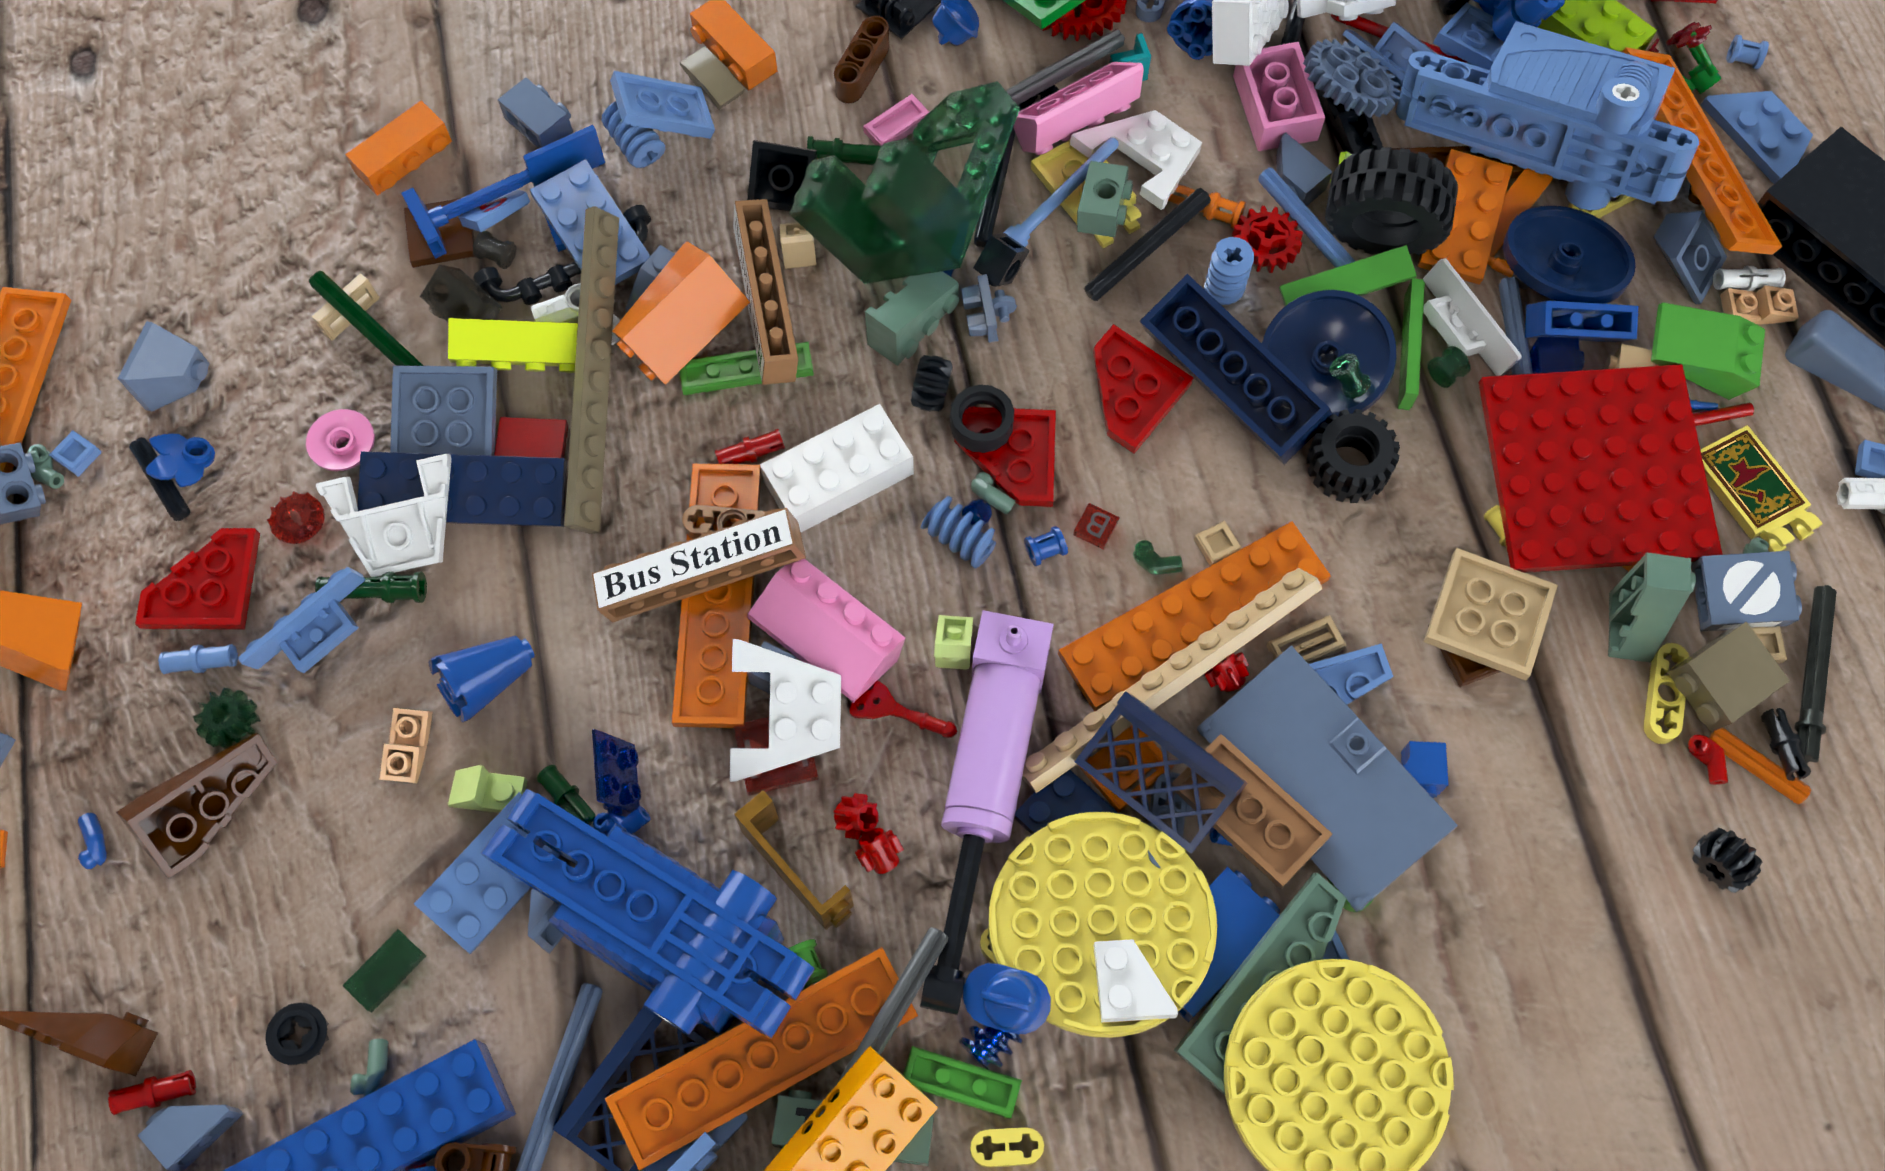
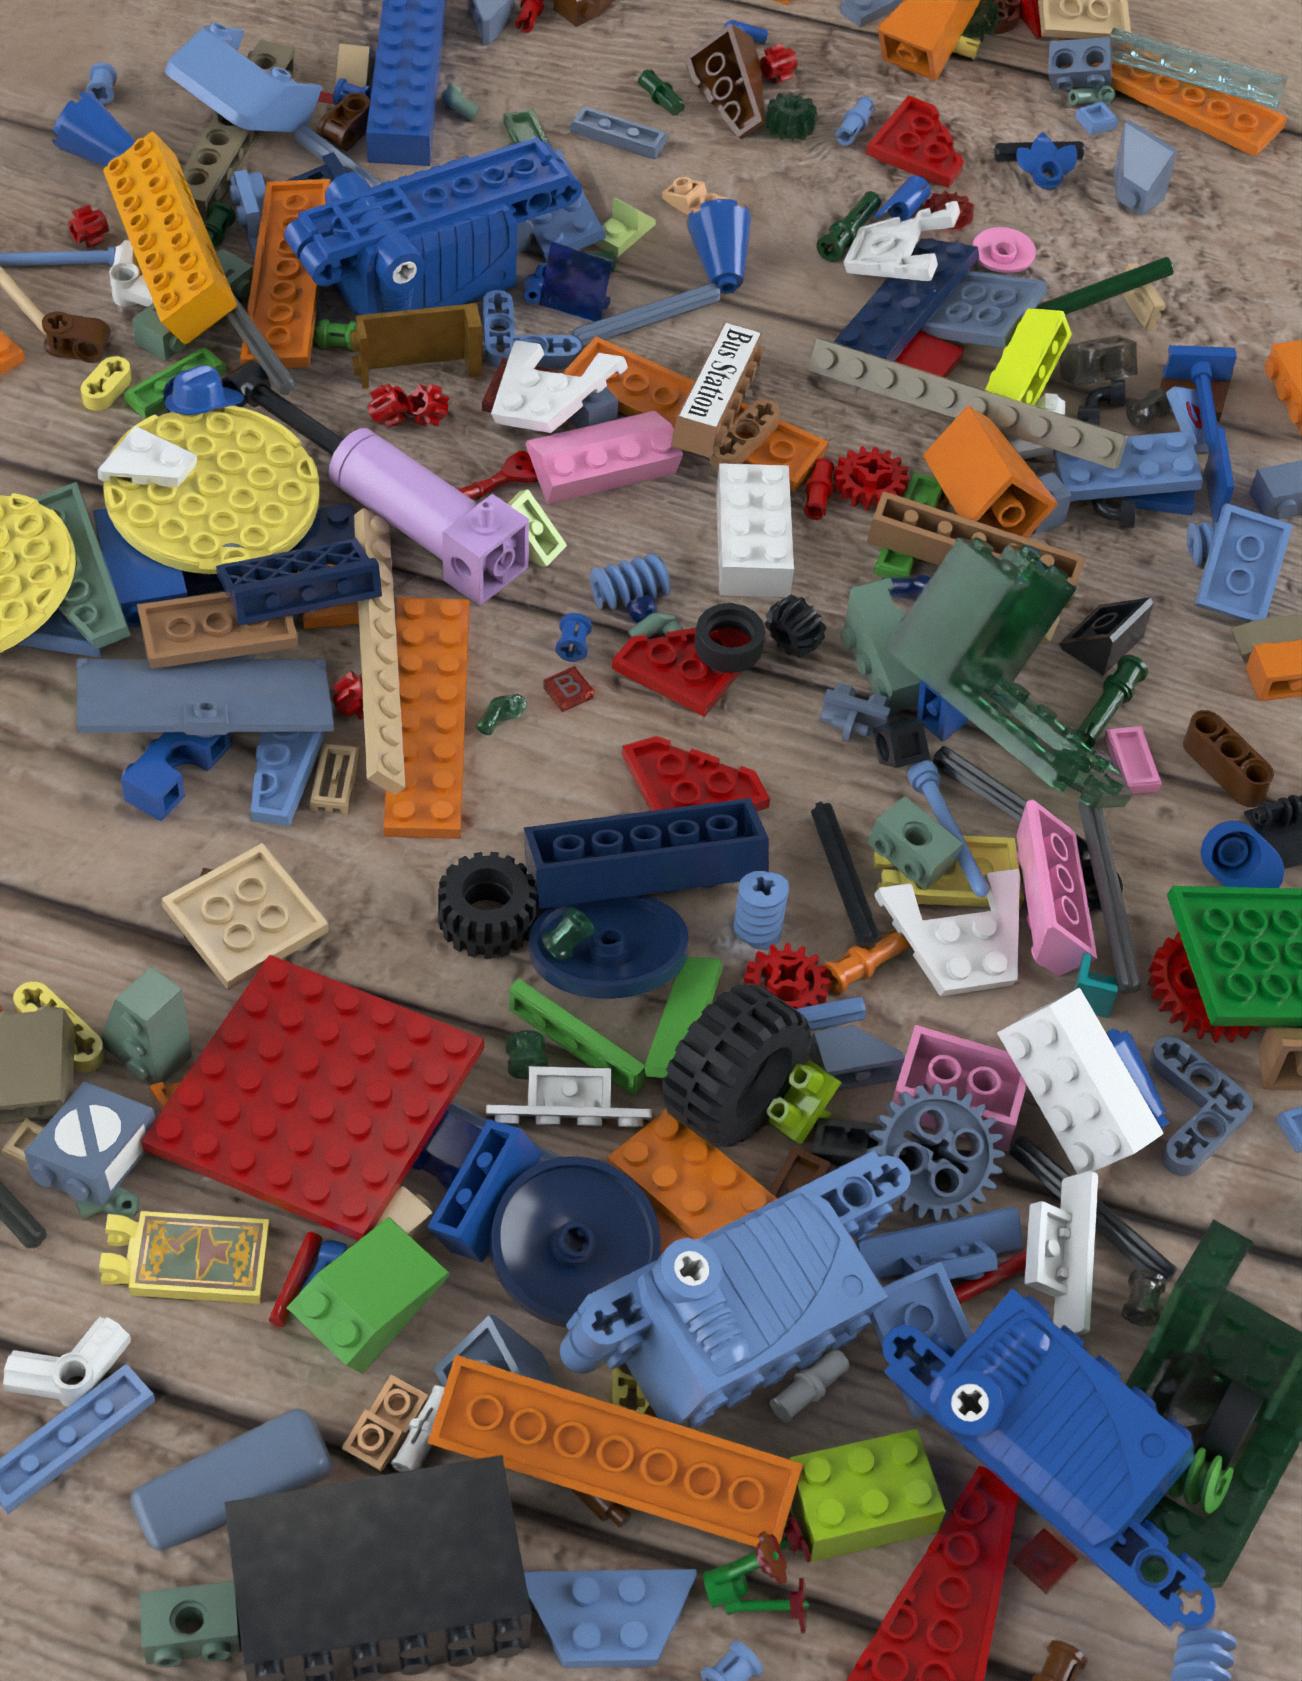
camera: 115 degrees right, 15 degrees down
(140, 771) = (778, 63): none -> red gear
(246, 868) = (661, 92): none -> dark green axle
(283, 1025) = (506, 73): black gear -> none
(311, 628) = (836, 178): medium blue bracket -> none
(313, 555) = (906, 199): none -> blue piece
(332, 881) = (618, 132): none -> sand blue tile
(605, 703) = (648, 314): none -> sand blue axle
(701, 423) = (869, 474): none -> red gear
(718, 794) = (556, 343): none -> medium blue beam
(824, 336) = (909, 586): none -> clear blue arm
(1217, 543) = (483, 768): tan tile -> none

